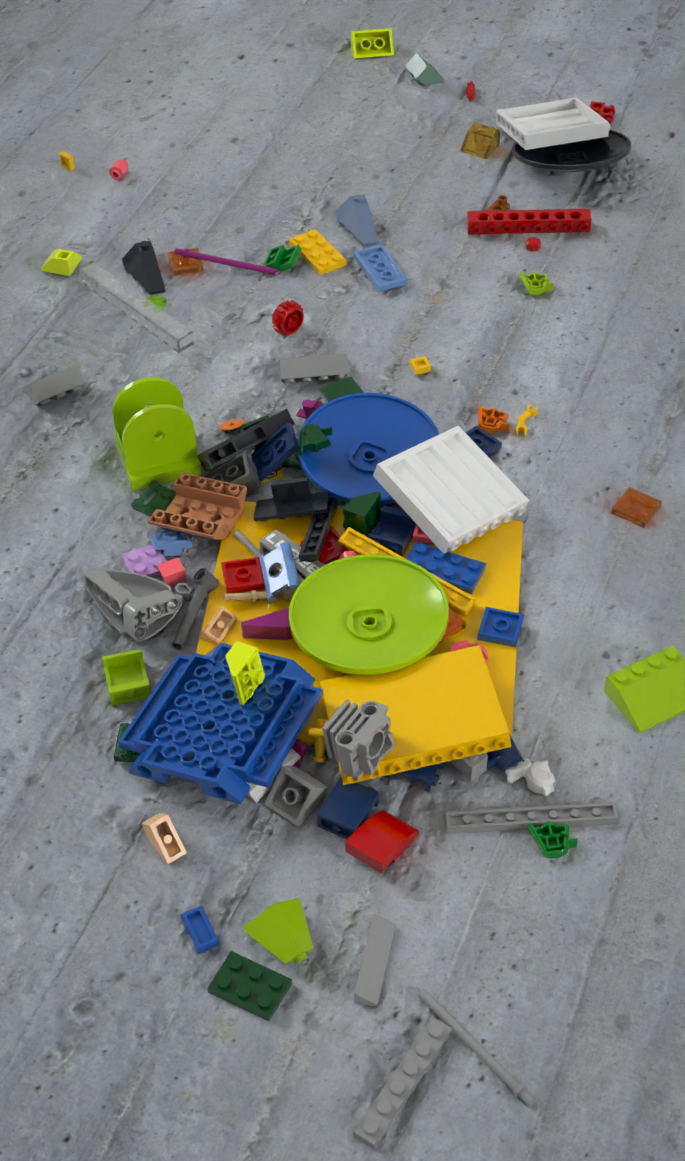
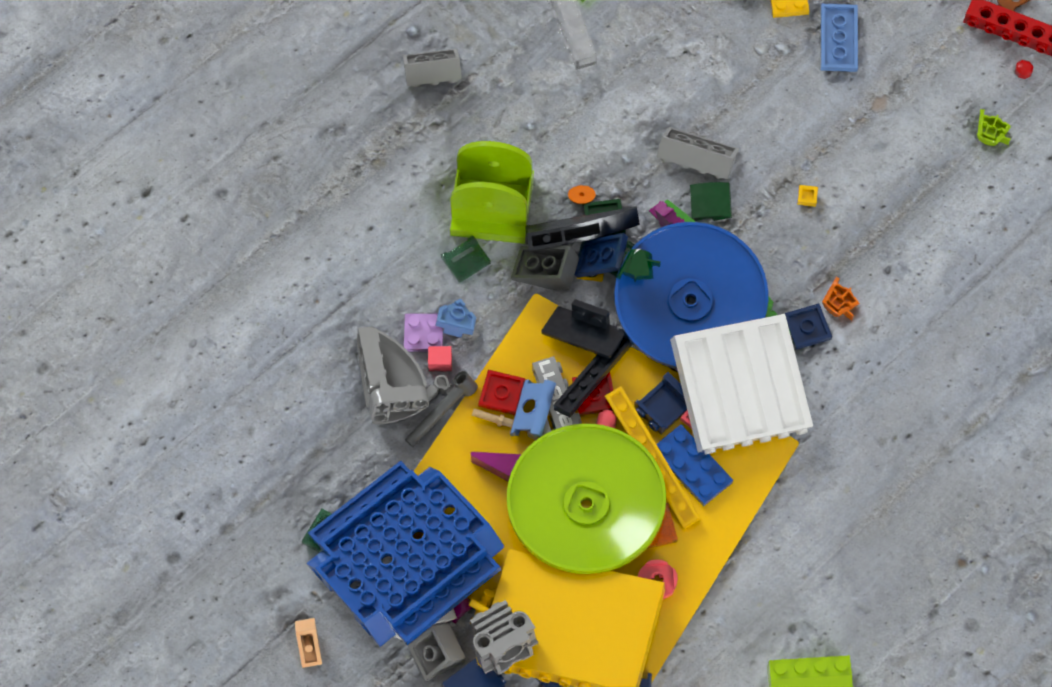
camera: 25 degrees right, 20 degrees up
(126, 677) = (349, 459): lime panel -> none
(203, 502) = (509, 290): nougat slope -> none
(218, 626) = (453, 439): light nougat slope -> none
(245, 670) = (435, 524): neon yellow slope -> none
(274, 571) = (526, 362): light grey bar -> none
(287, 317) = (701, 77): red gear -> none
(362, 513) = (642, 376): dark green slope -> none
(500, 627) = (708, 557): blue tile -> none
(521, 427) = (872, 311): yellow piece -> none
(636, 507) = (921, 473): clear orange plate -> none

